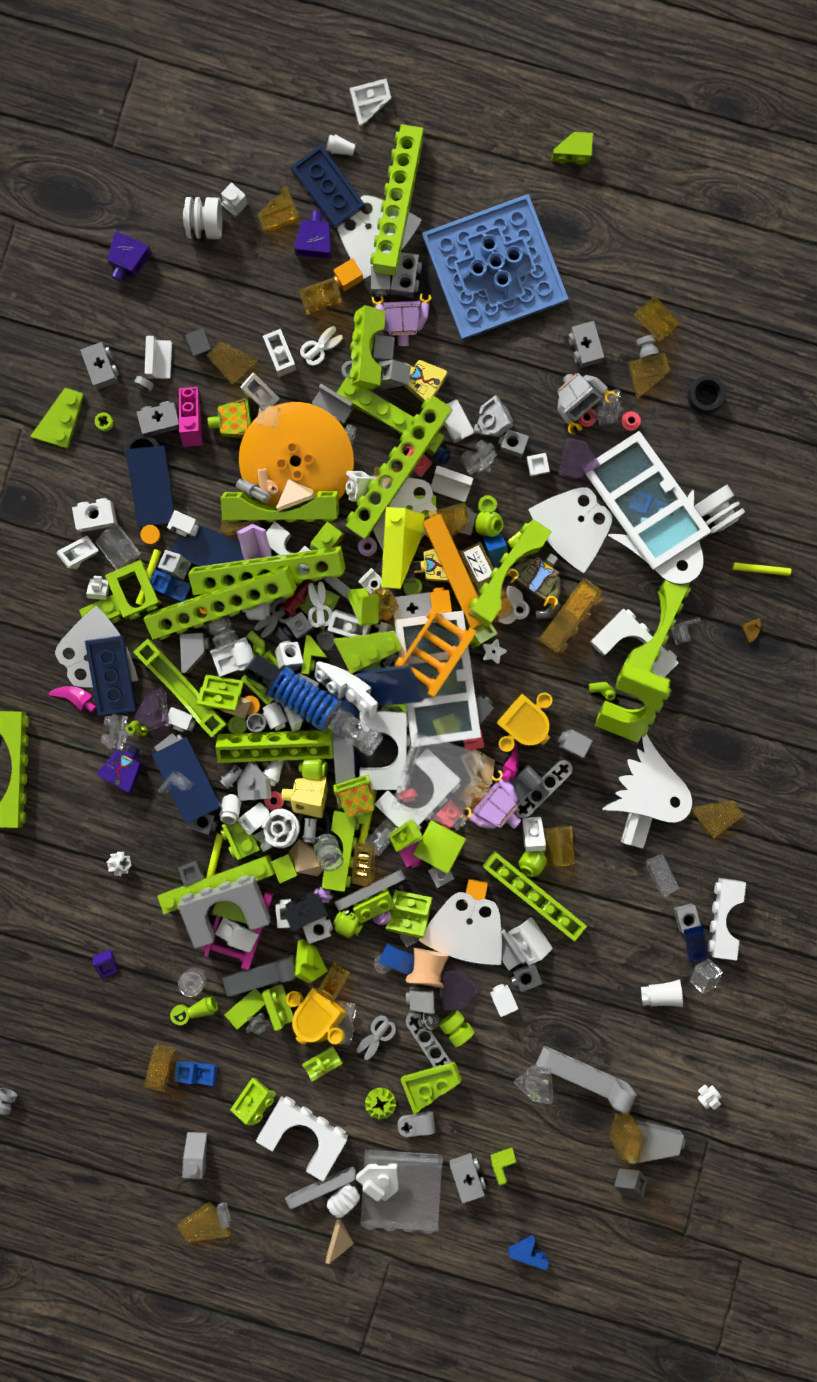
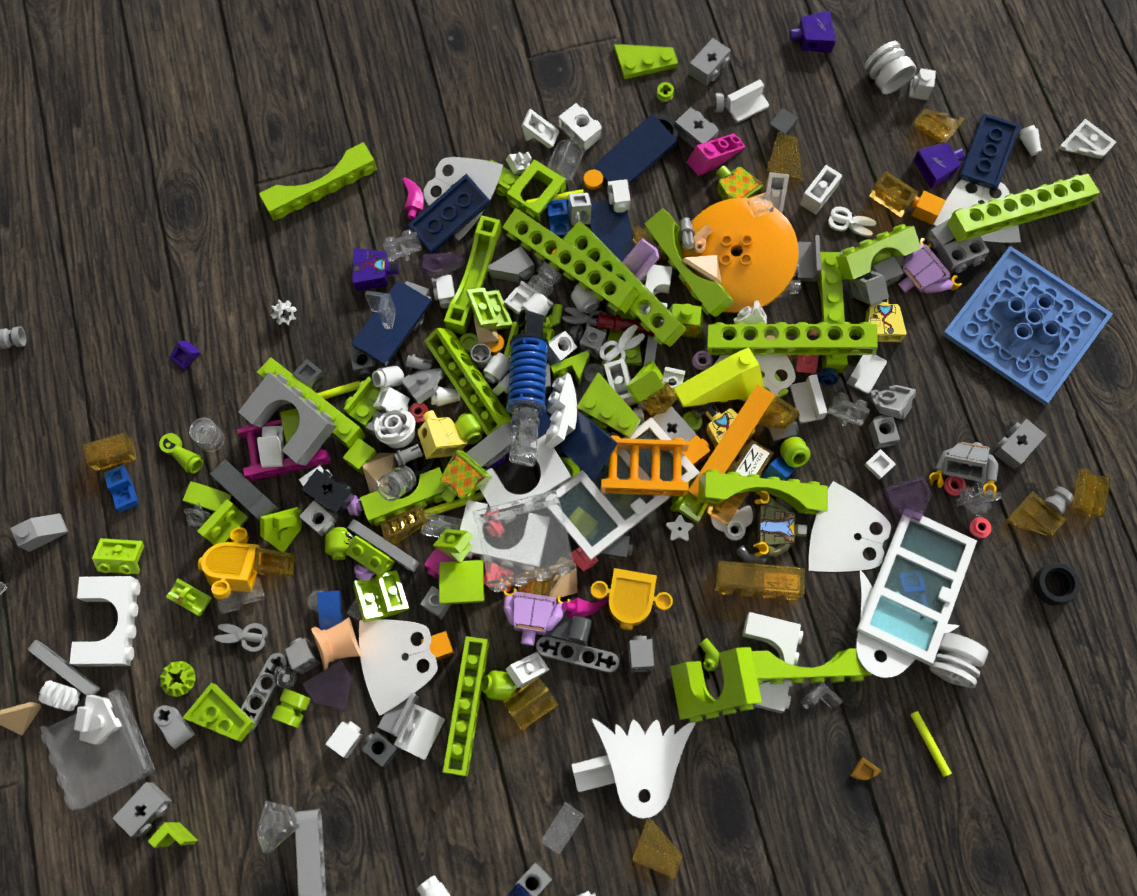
camera: 60 degrees right, 15 degrees down
(137, 728) = (415, 260): lime arm -> none
(487, 503) = (813, 442): lime tile -> none

